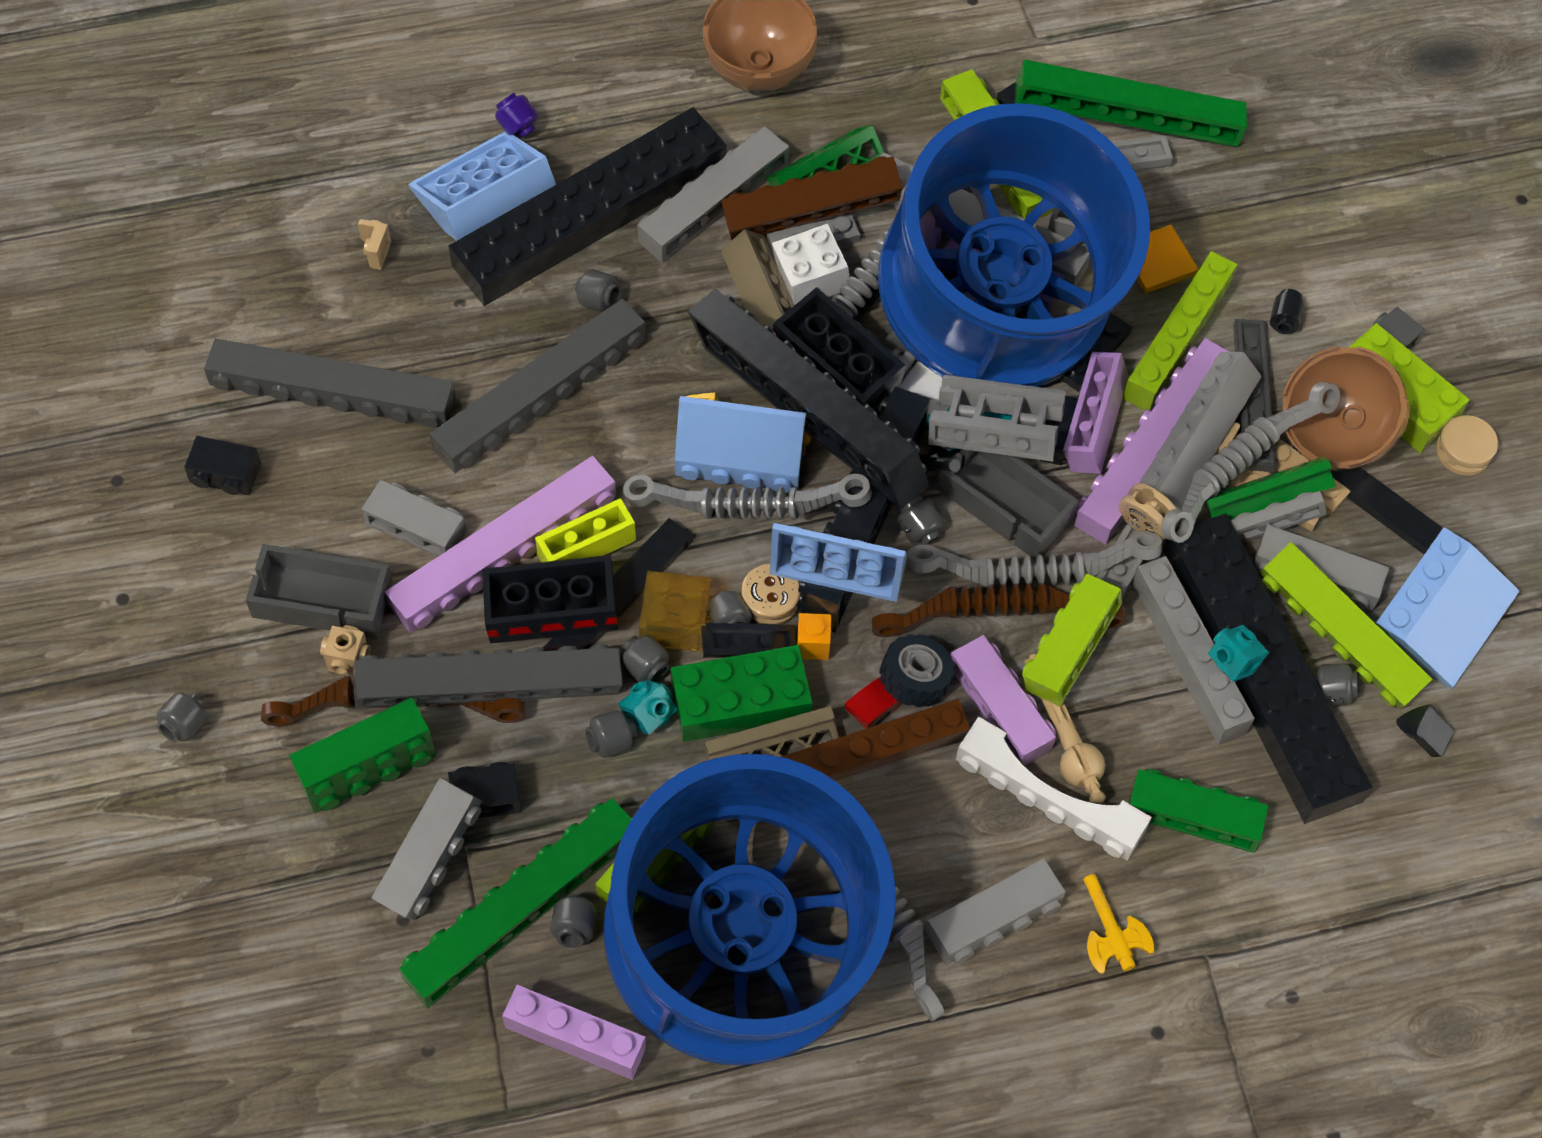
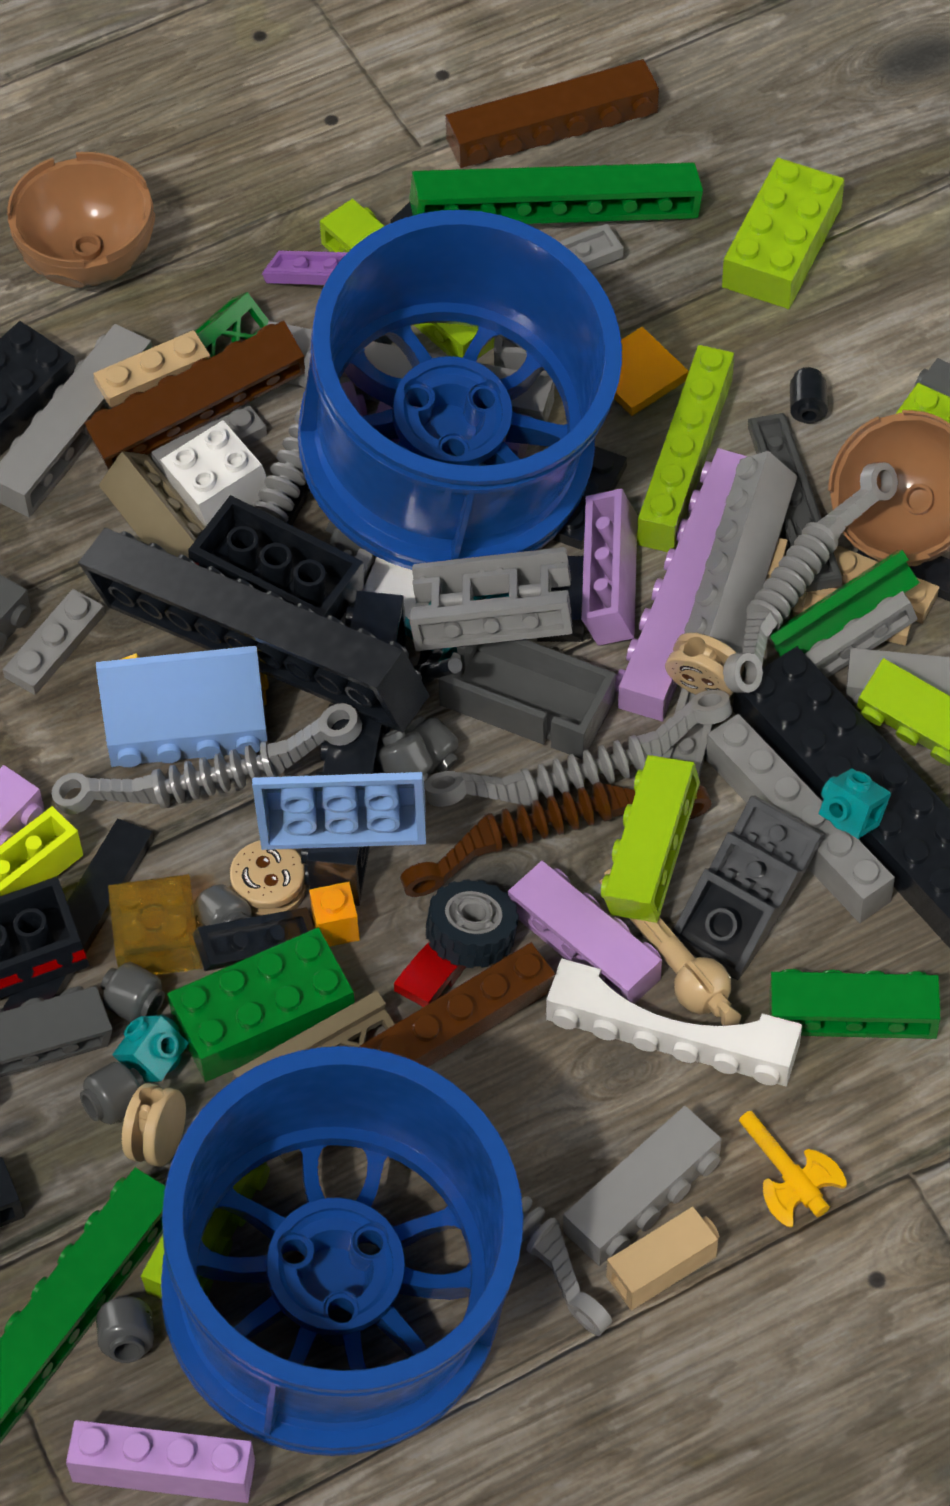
camera: 10 degrees left, 5 degrees down
(634, 767) = (153, 1124): none -> tan head
(656, 366) = (54, 641): none -> light grey plate
(779, 168) = (149, 367): none -> tan plate
(897, 527) = (403, 753): none -> dark grey head
(922, 115) = (301, 267): none -> medium lavender tile
(996, 973) = (663, 1257): none -> tan brick
(1137, 695) = (747, 886): none -> black slope
(1145, 36) = (552, 113): none -> reddish brown brick
(1301, 175) = (782, 233): none -> lime brick

